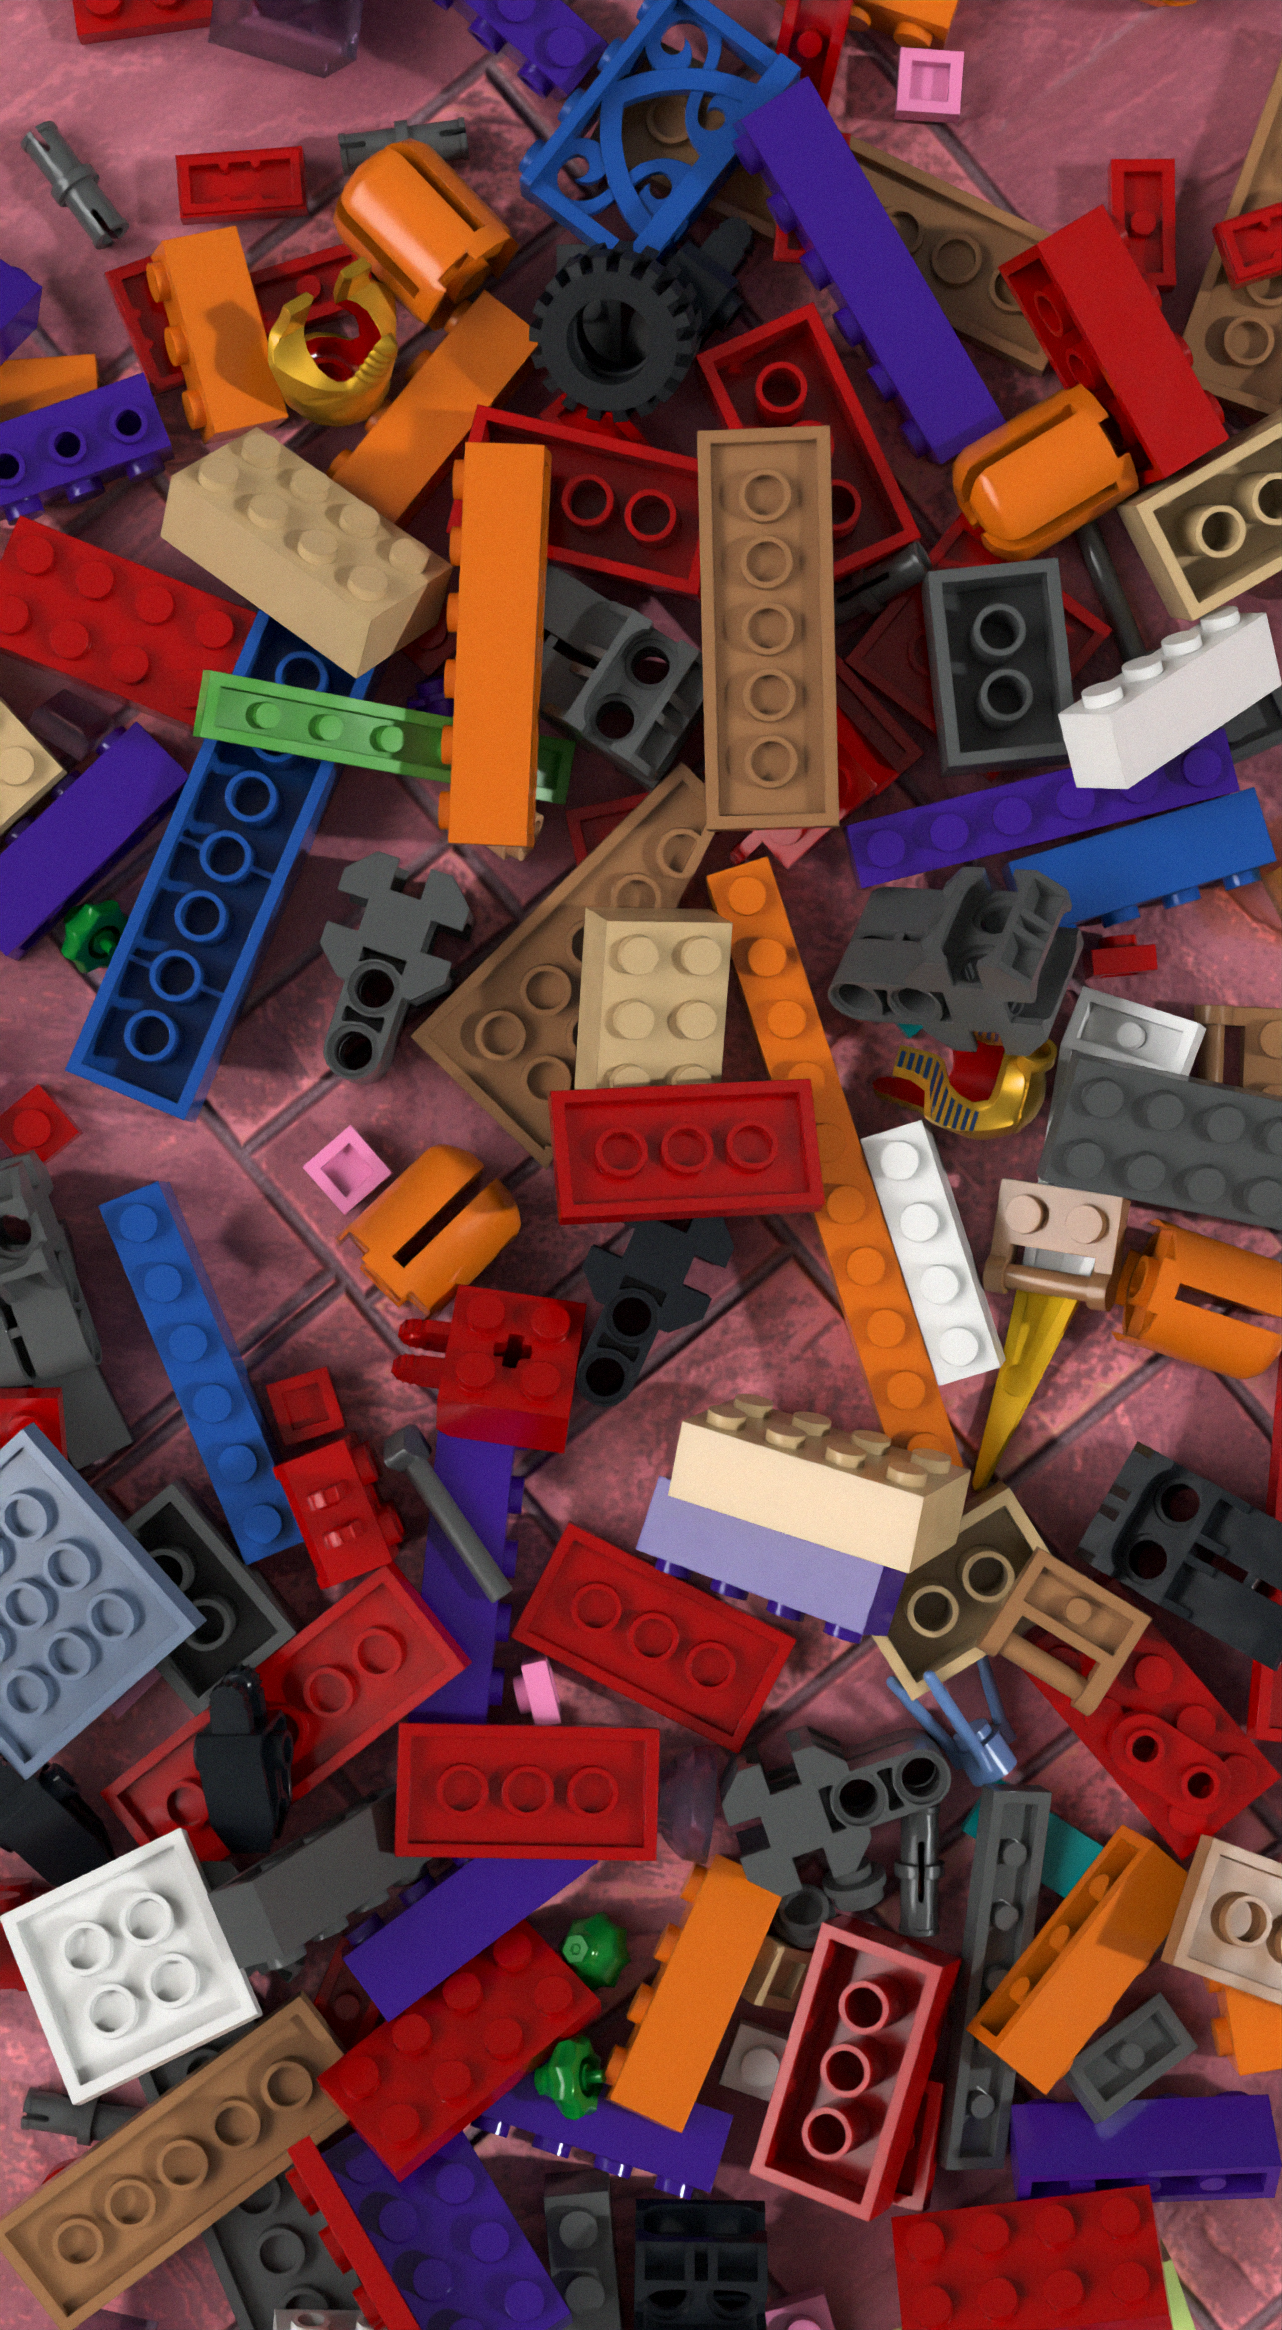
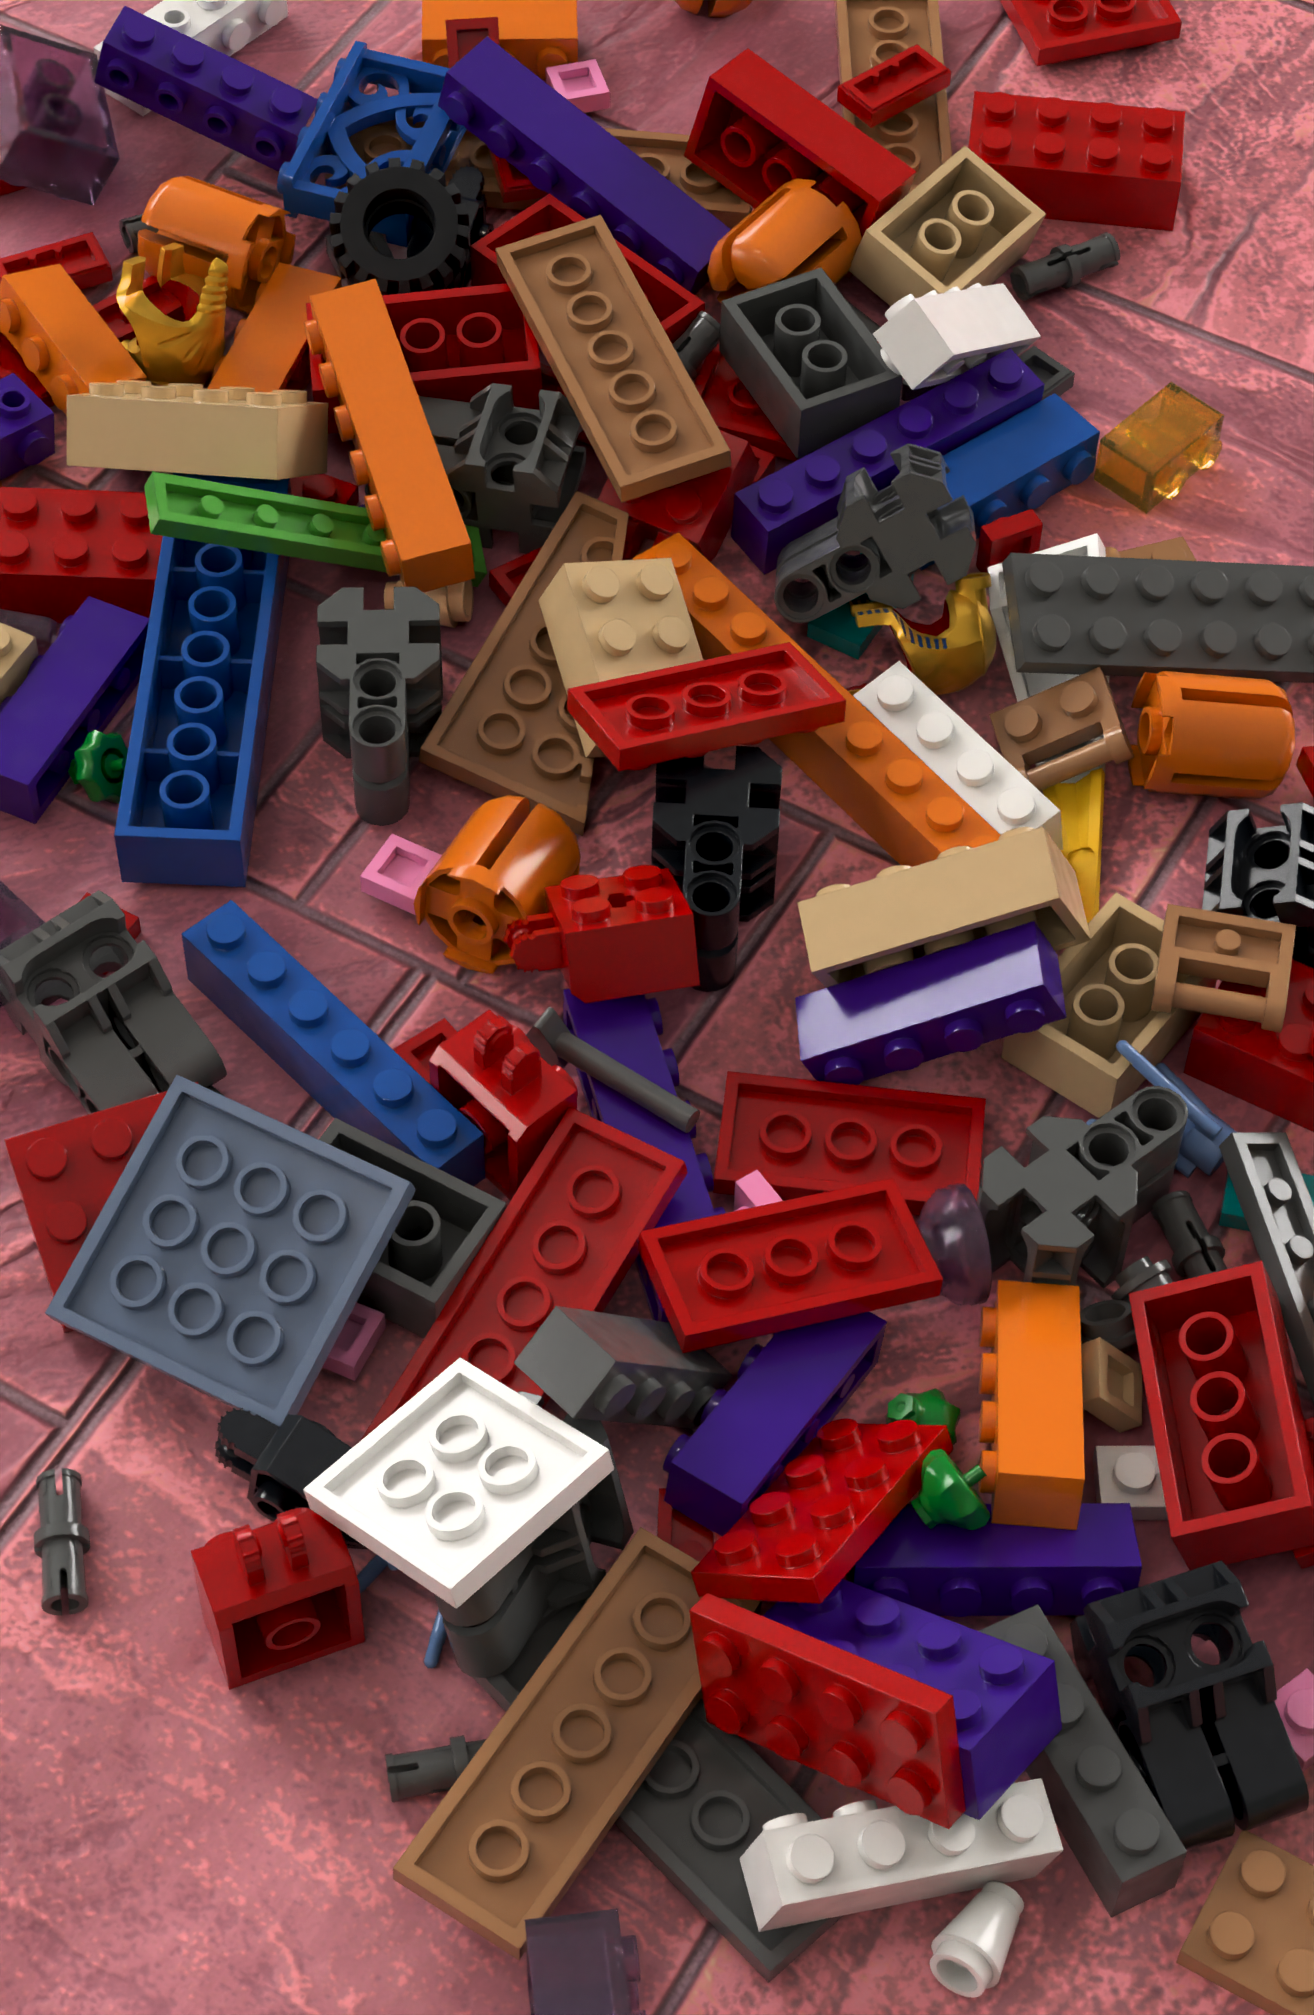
camera: 25 degrees left, 35 degrees down
(245, 1764) = (493, 1302): black hinge -> none

